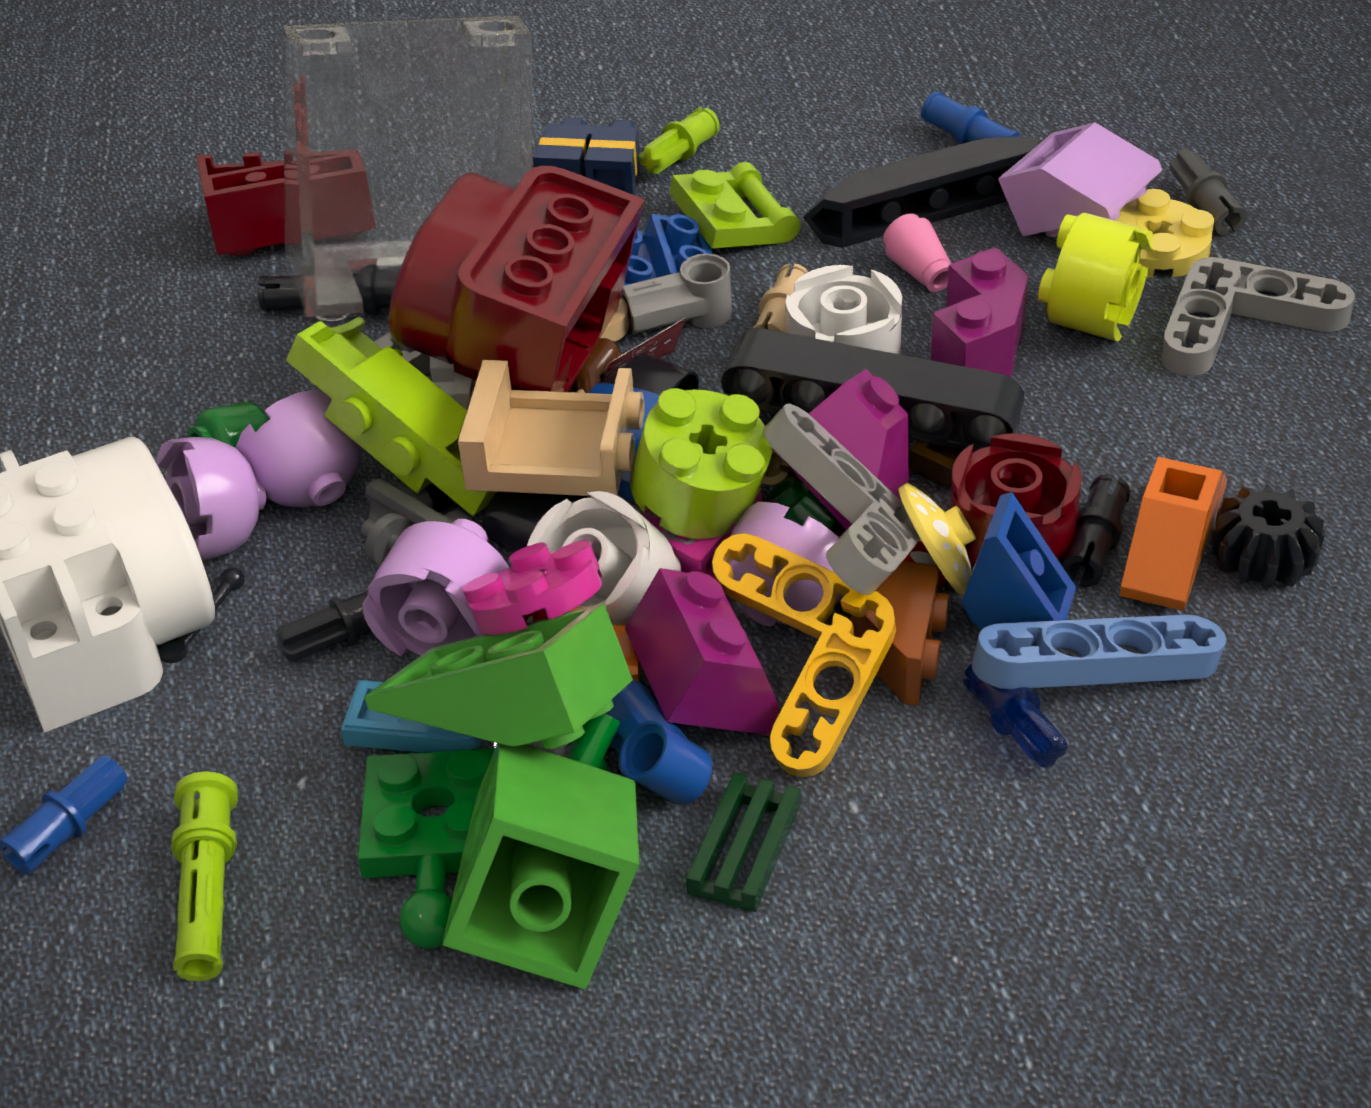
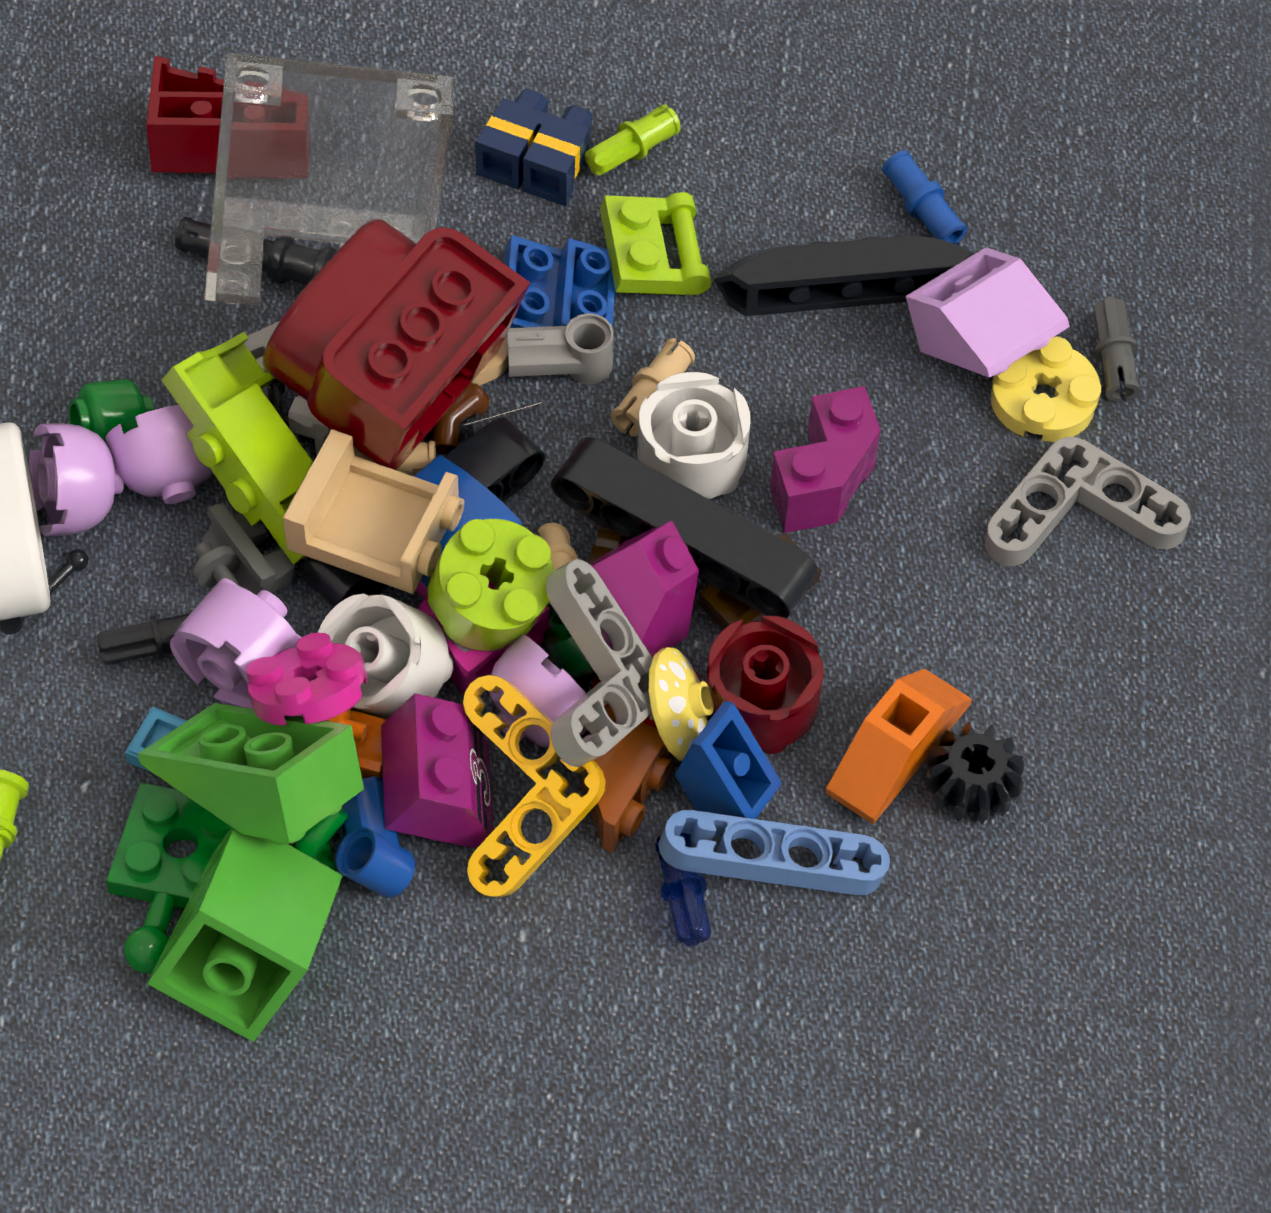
camera: 10 degrees right, 15 degrees up
(759, 799) = (447, 908): dark green tile -> none
(918, 251) = (807, 352): bright pink cone -> none
(1096, 275) = (947, 442): neon yellow brick -> none
(1097, 530) = (834, 720): black pin -> none

